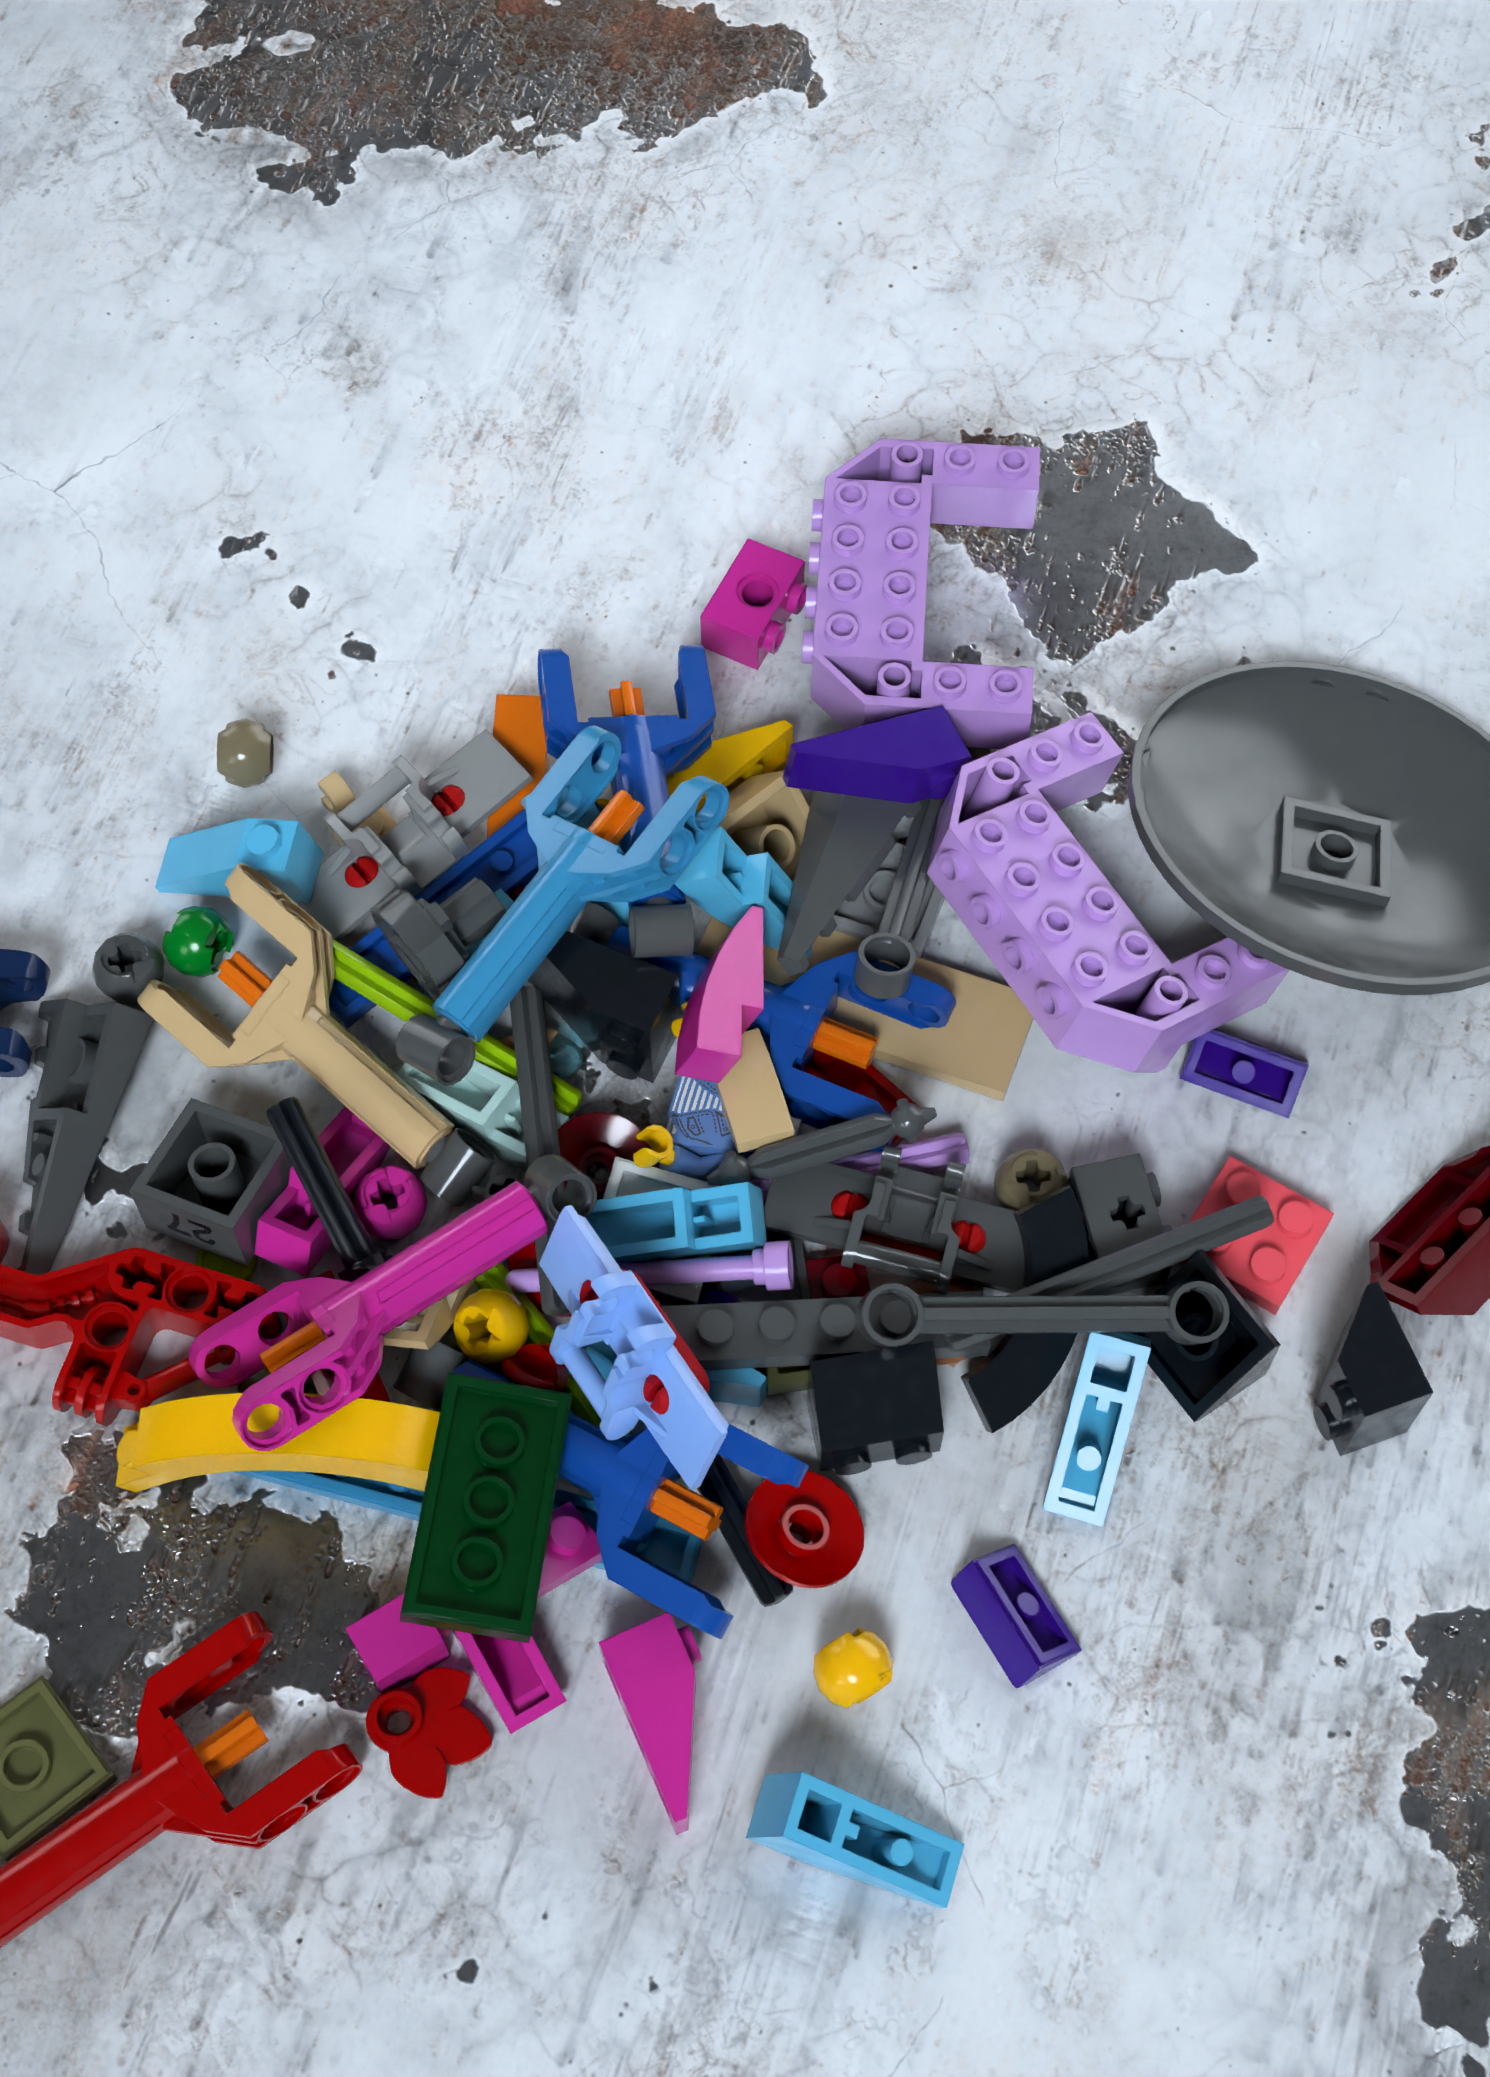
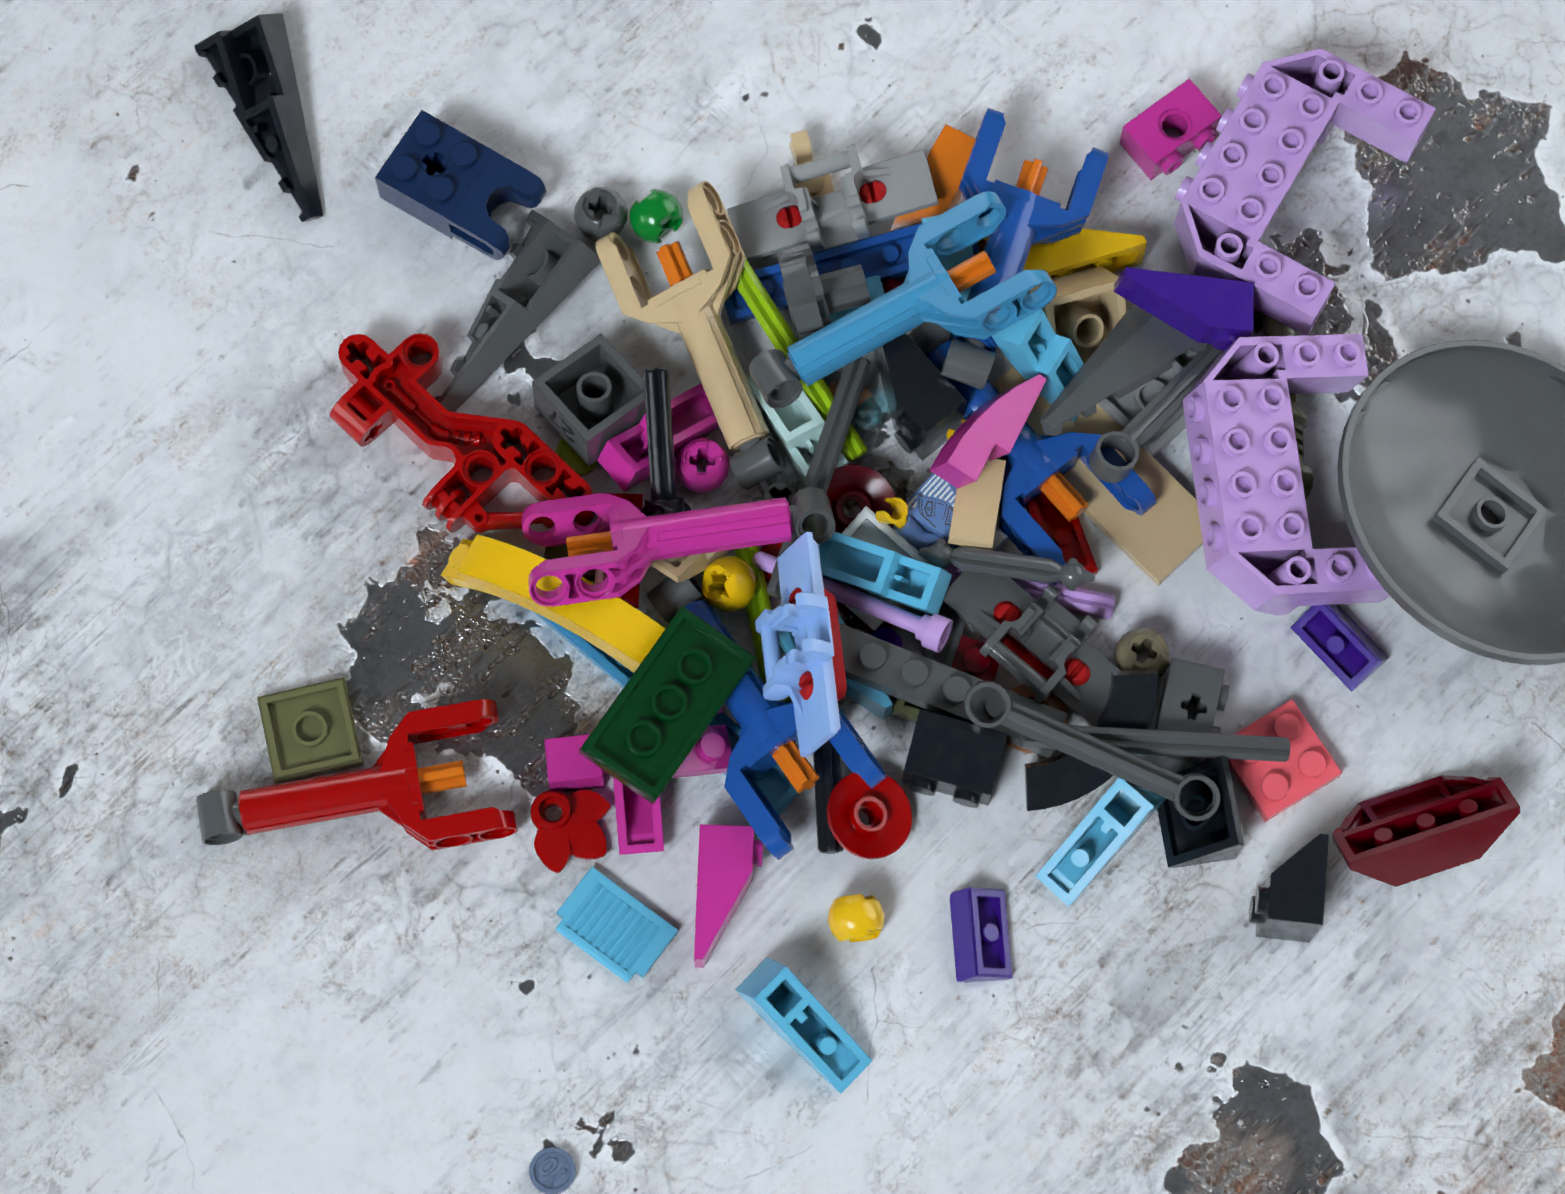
camera: 25 degrees right, 10 degrees up
(245, 753) = (750, 85): dark tan piece -> none
(276, 848) = (698, 159): medium azure slope -> none
(536, 1368) = (741, 627): red tile -> none
(546, 1833) = (613, 926): none -> medium azure window

